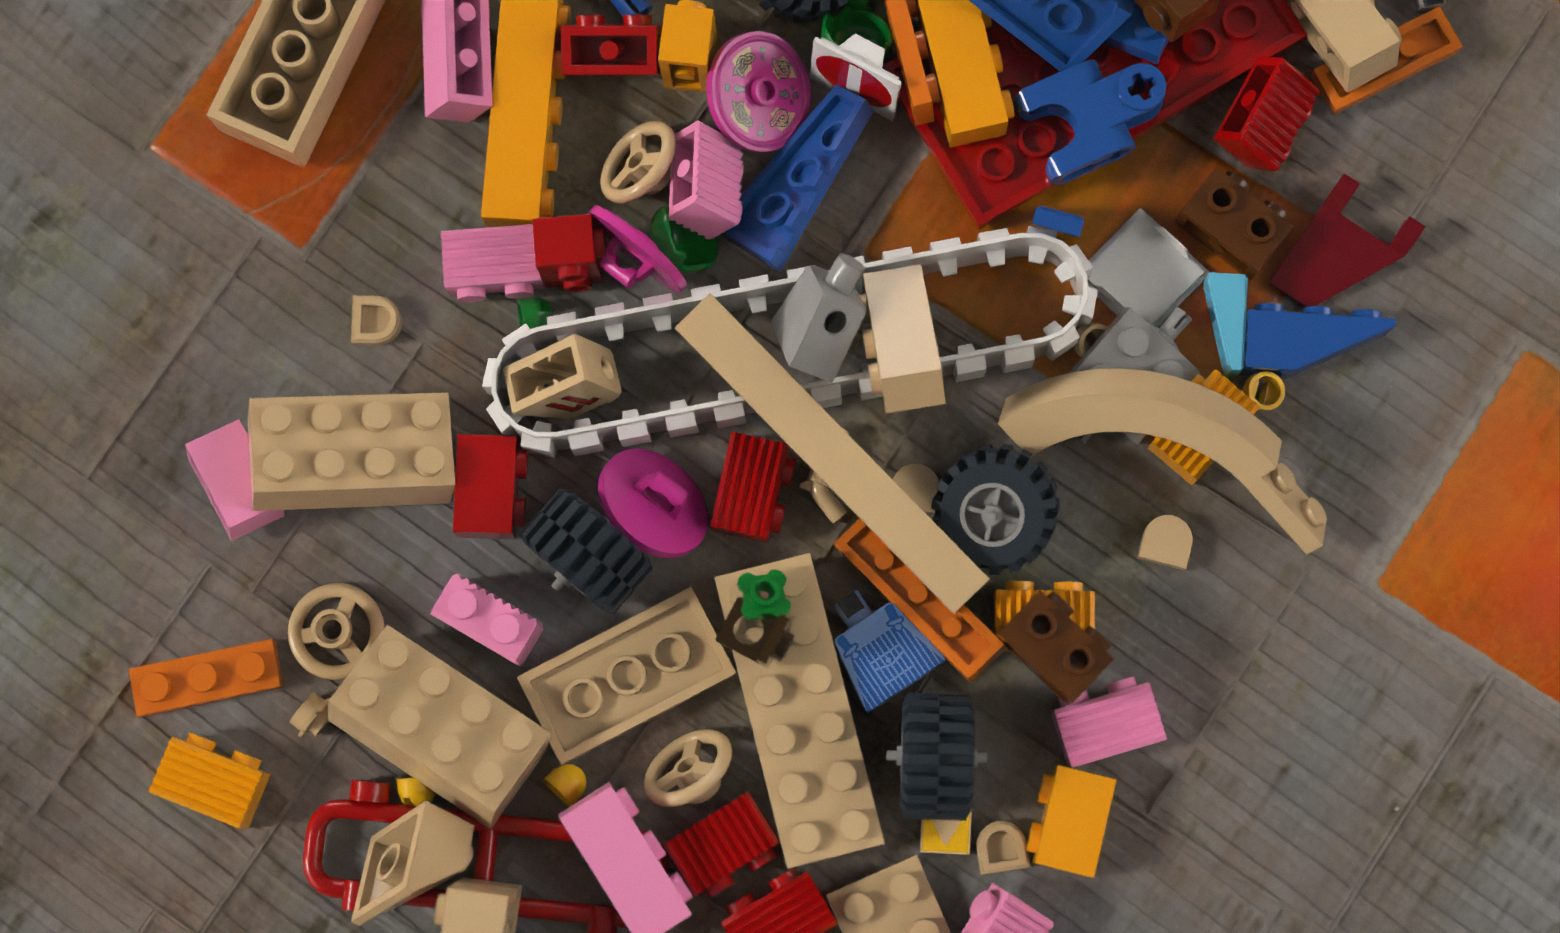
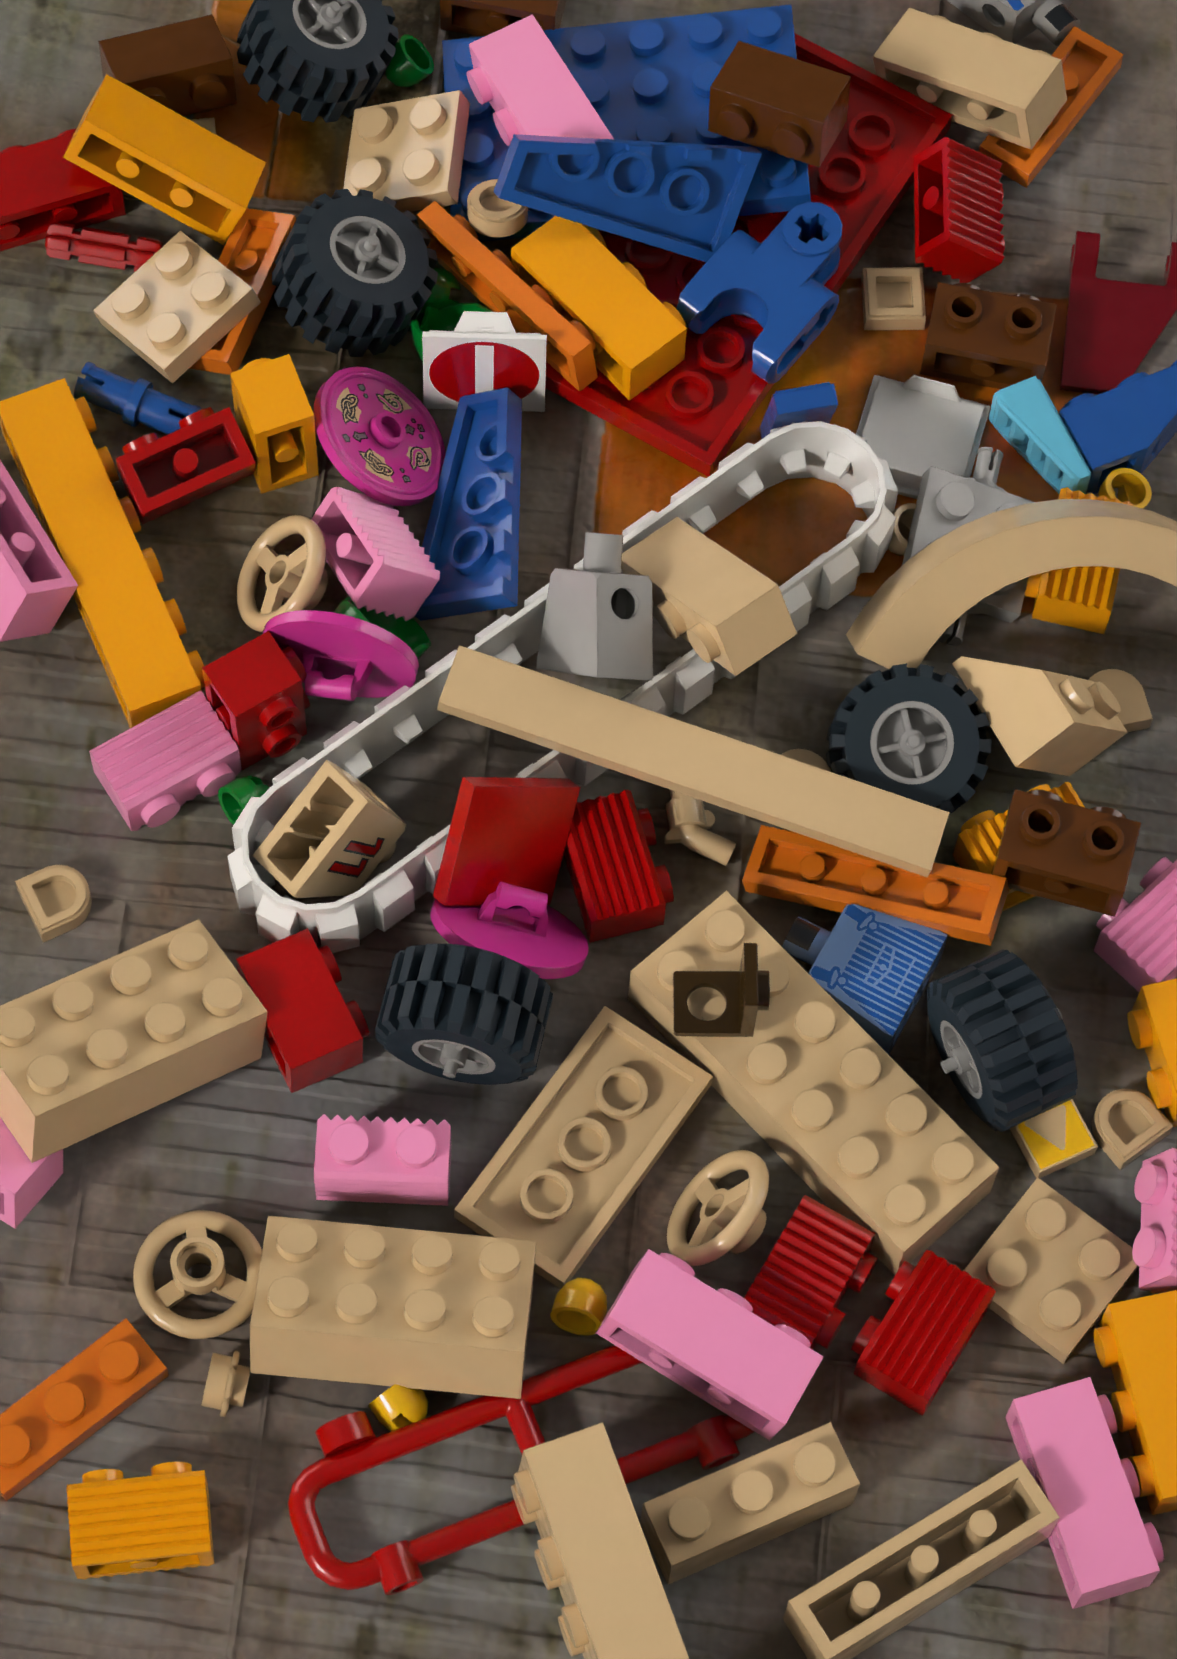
camera: 40 degrees left, 15 degrees down
(411, 859) = (445, 1476): tan slope -> none
(680, 441) = (505, 834): none -> red tile
(753, 605) = (699, 964): green plate -> none
(1101, 528) = (1043, 716): none -> tan slope
(1186, 156) = (893, 298): none -> tan tile

